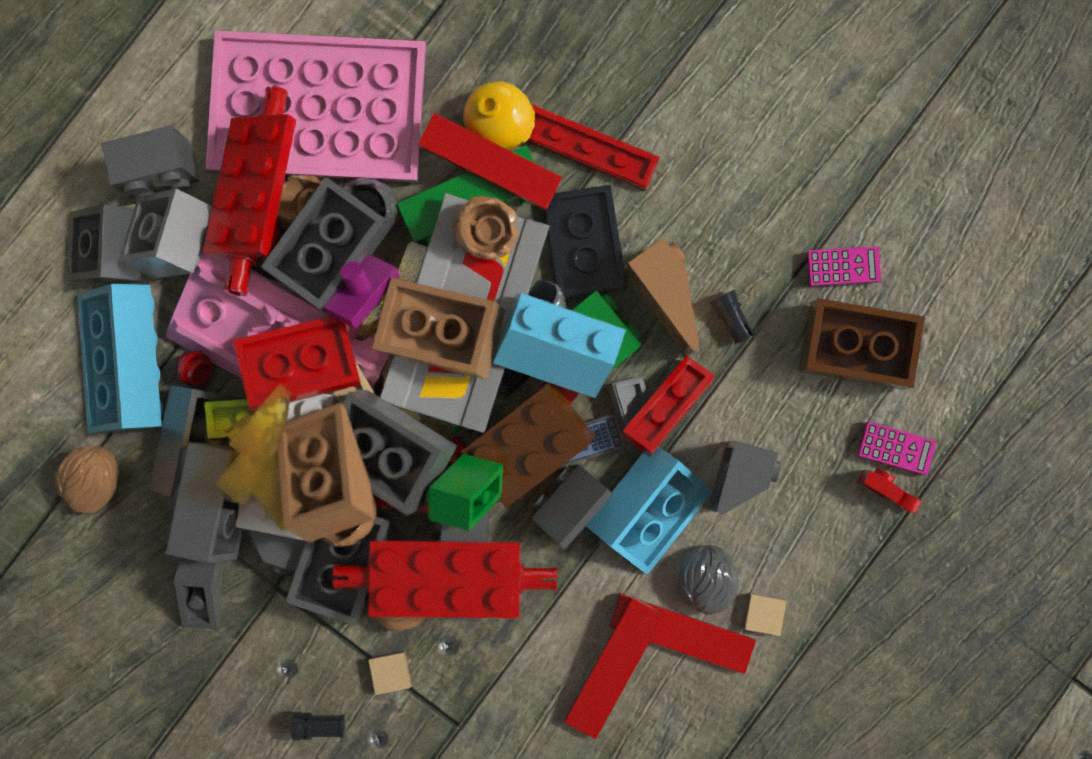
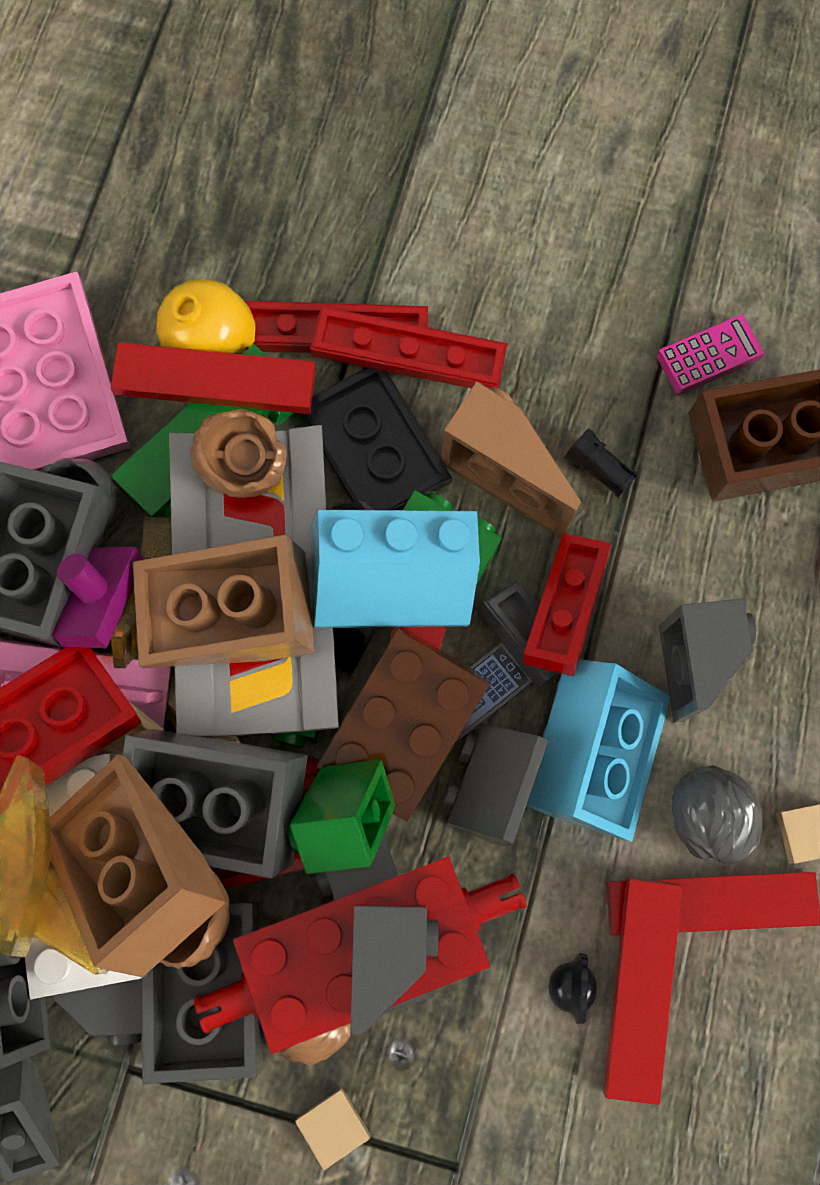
camera: 25 degrees left, 10 degrees down
(458, 588) = (387, 958): none -> dark grey slope
(572, 649) = (573, 988): none -> black piece
(632, 186) = (407, 349): none -> red tile

